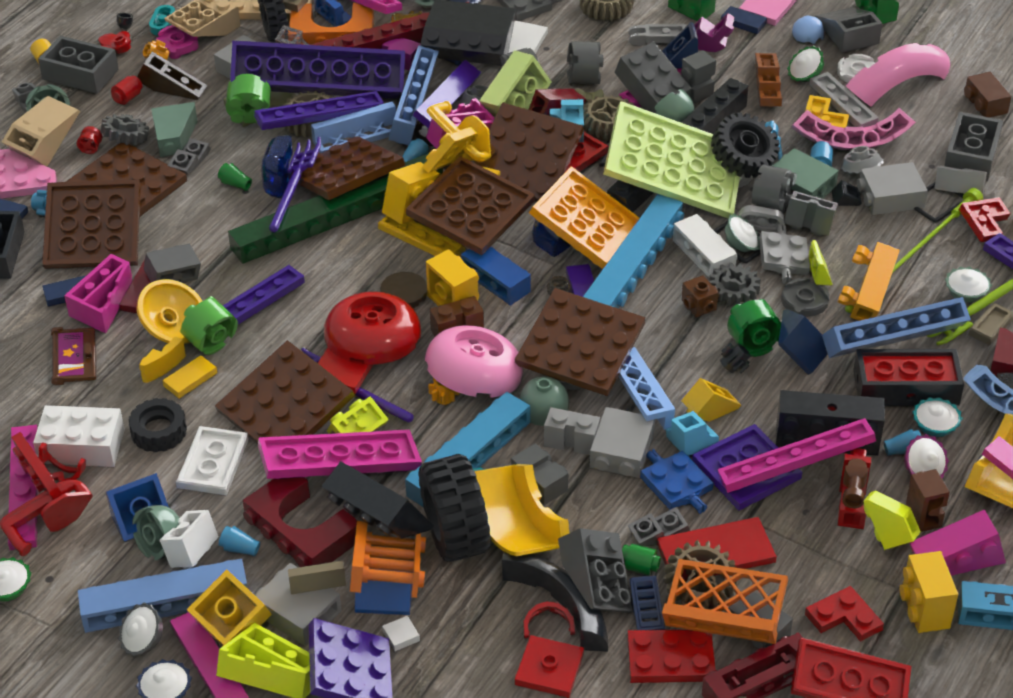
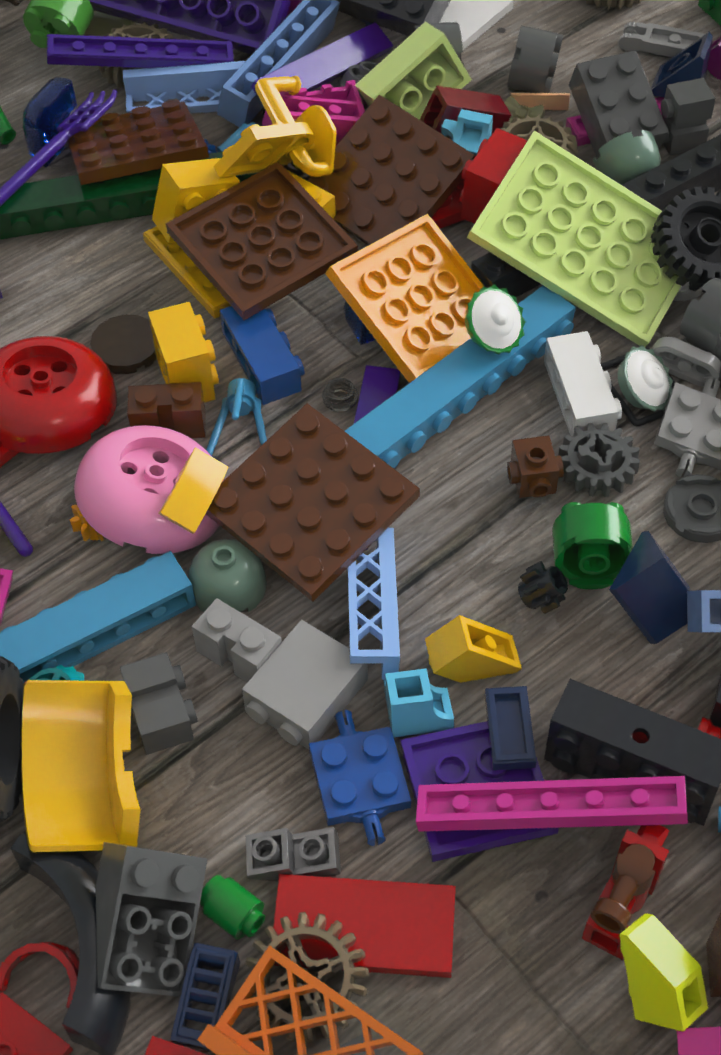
camera: 20 degrees right, 10 degrees up
(498, 304) = (239, 402): none -> dark azure plant
(512, 351) = (194, 490): none -> yellow slope
(597, 137) = (487, 171): none -> red brick
(606, 85) = (550, 101): none -> light nougat window
(642, 217) = (494, 320): none -> white piece
(752, 431) = (510, 728): none -> dark blue tile

